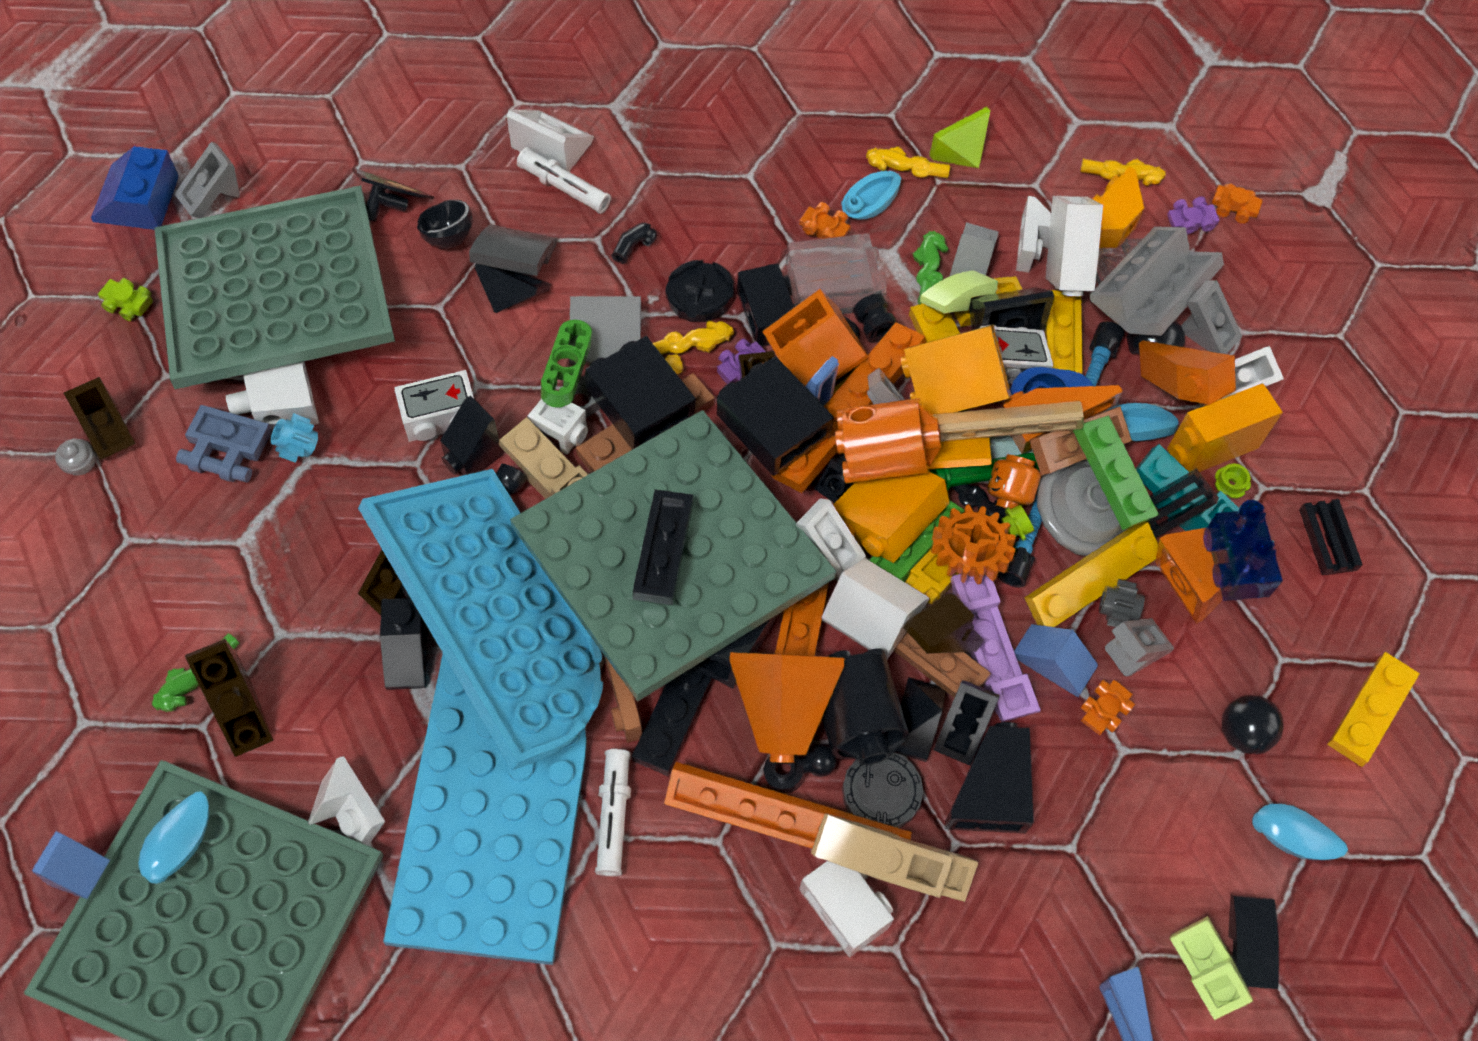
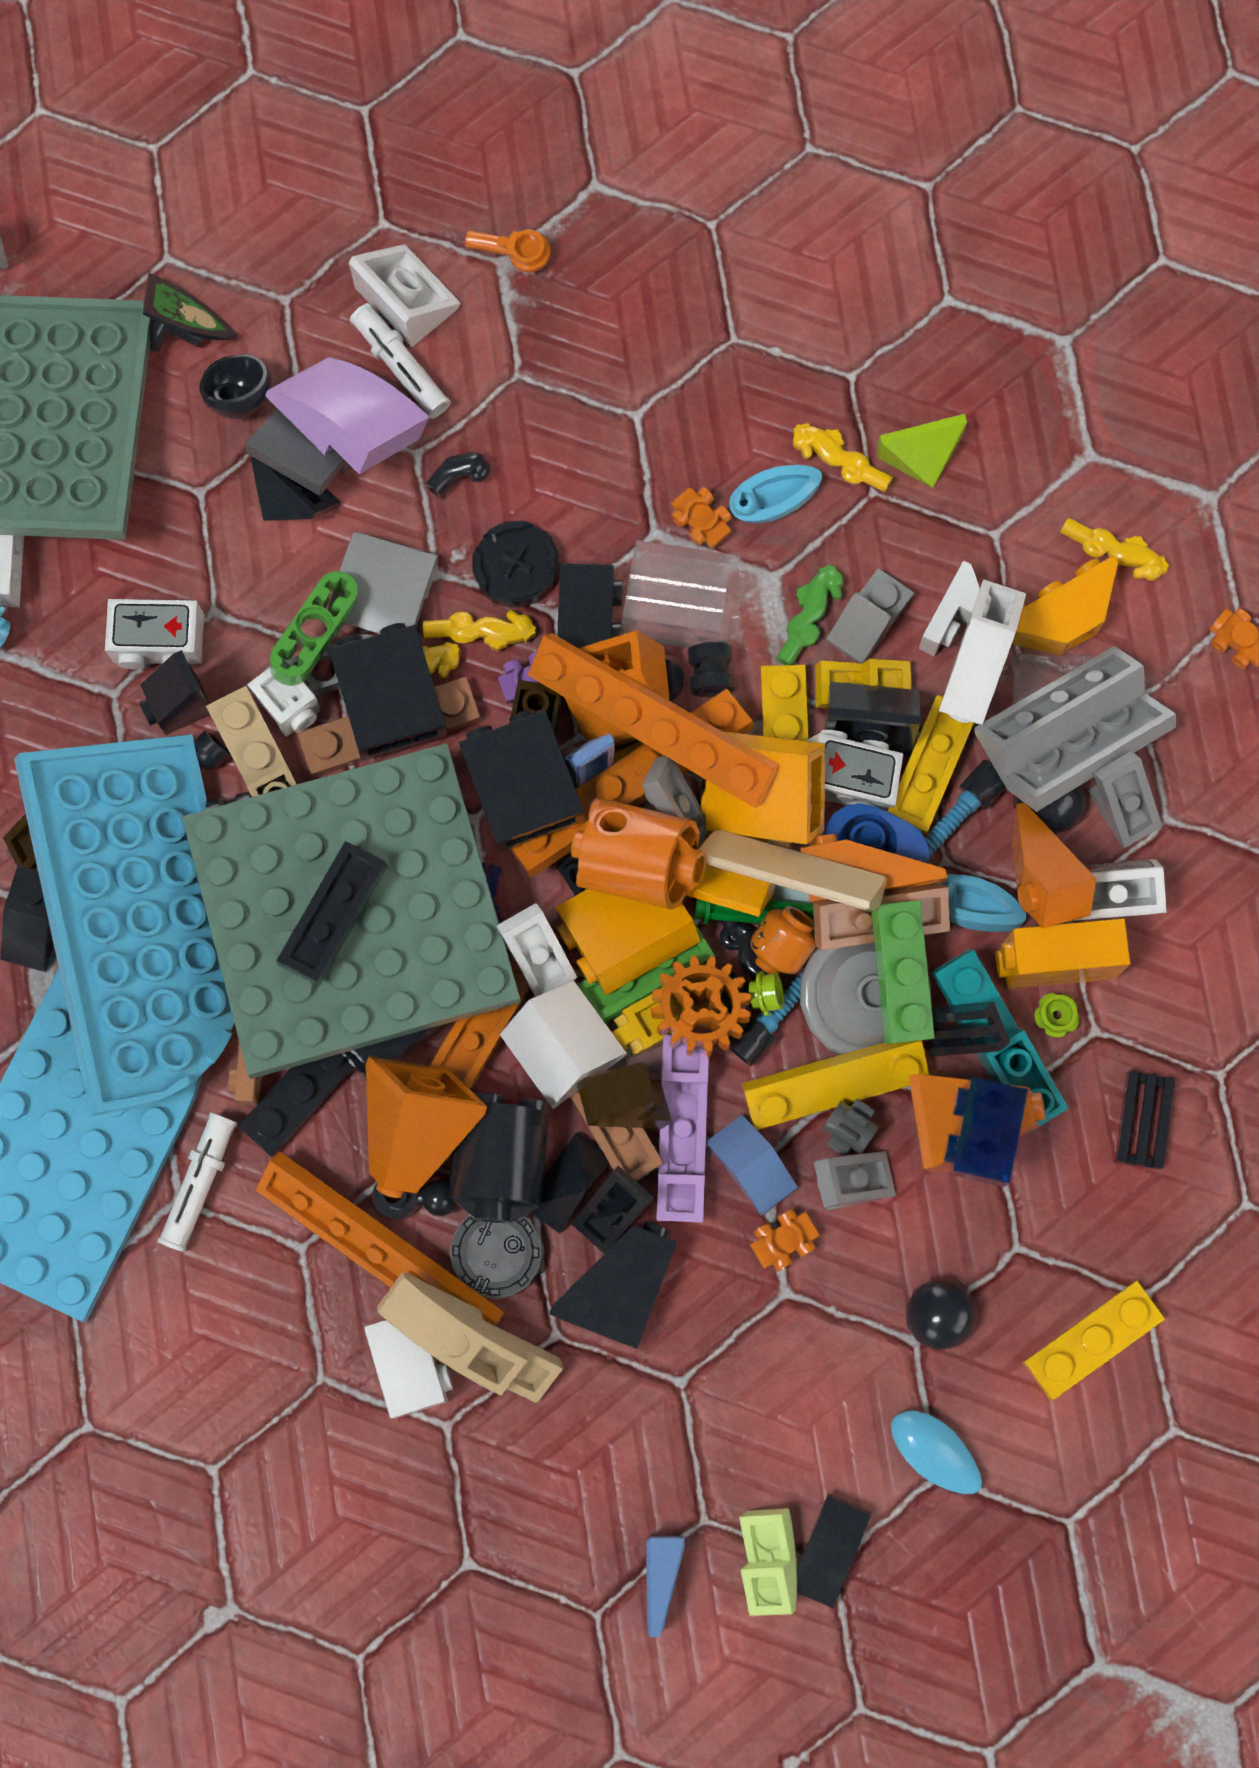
camera: 25 degrees right, 15 degrees up
(541, 215) = (349, 412): none -> lavender slope
(628, 90) = (526, 249): none -> orange plate
(858, 345) = (653, 720): none -> orange plate
(955, 292) = (815, 668): yellowish green slope -> none
(1194, 217) = (1170, 644): medium lavender piece -> none

